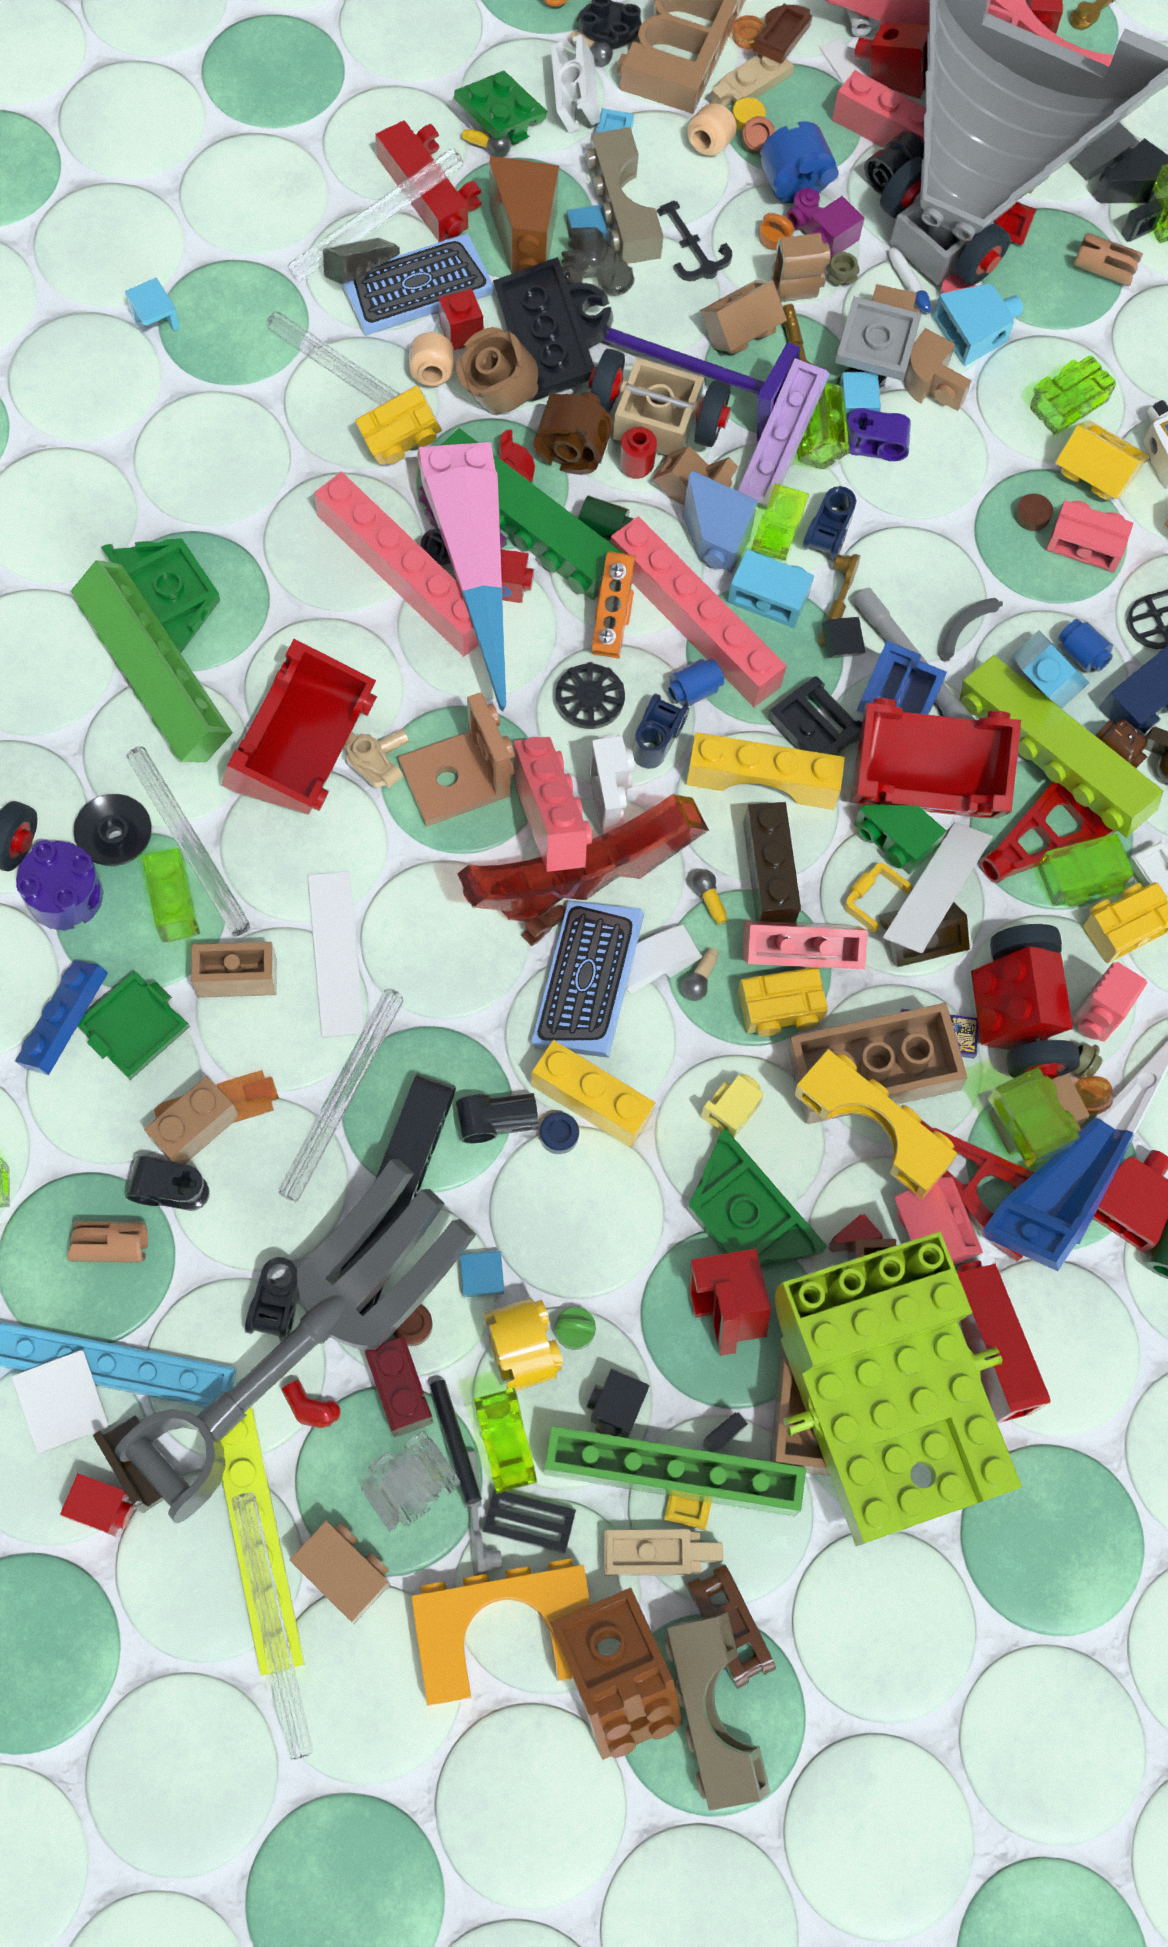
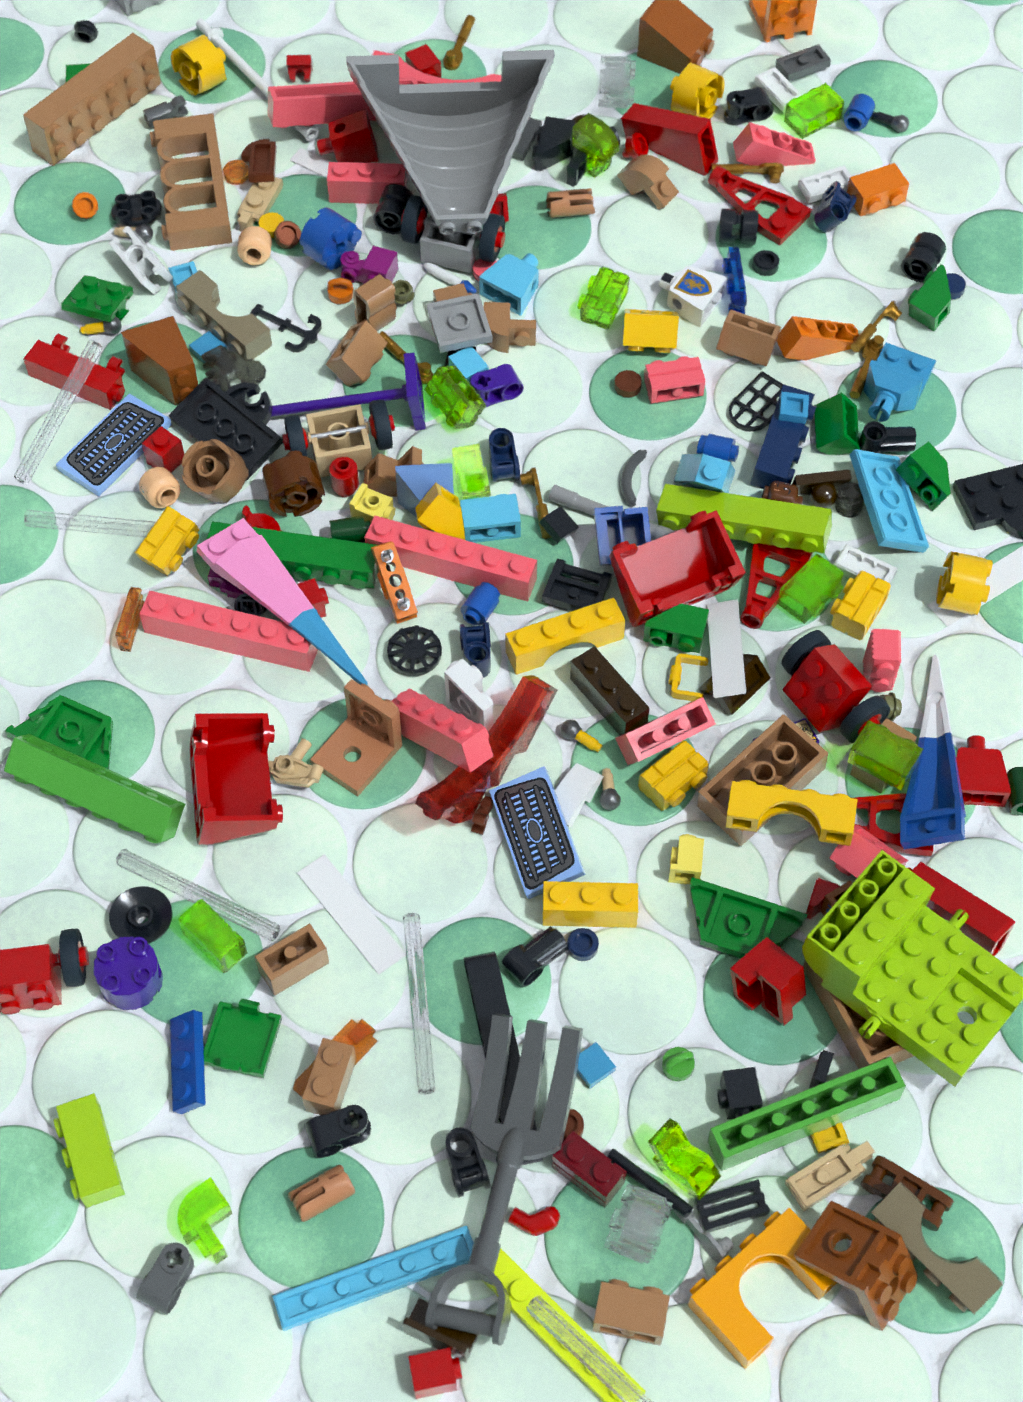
camera: 25 degrees left, 10 degrees down
(60, 1401) = (359, 1321): white sticker -> none
(301, 497) = (129, 619): none -> clear orange tile
(354, 259) = (63, 447): clear smoke slope -> none
(522, 1344) = (654, 1089): yellow brick -> none
(648, 502) = (371, 503): none -> light yellow brick
(713, 554) = (441, 512): none -> yellow slope
(784, 430) = (435, 411): lavender plate -> none
(1095, 1093) = (911, 722): clear orange tile -> none

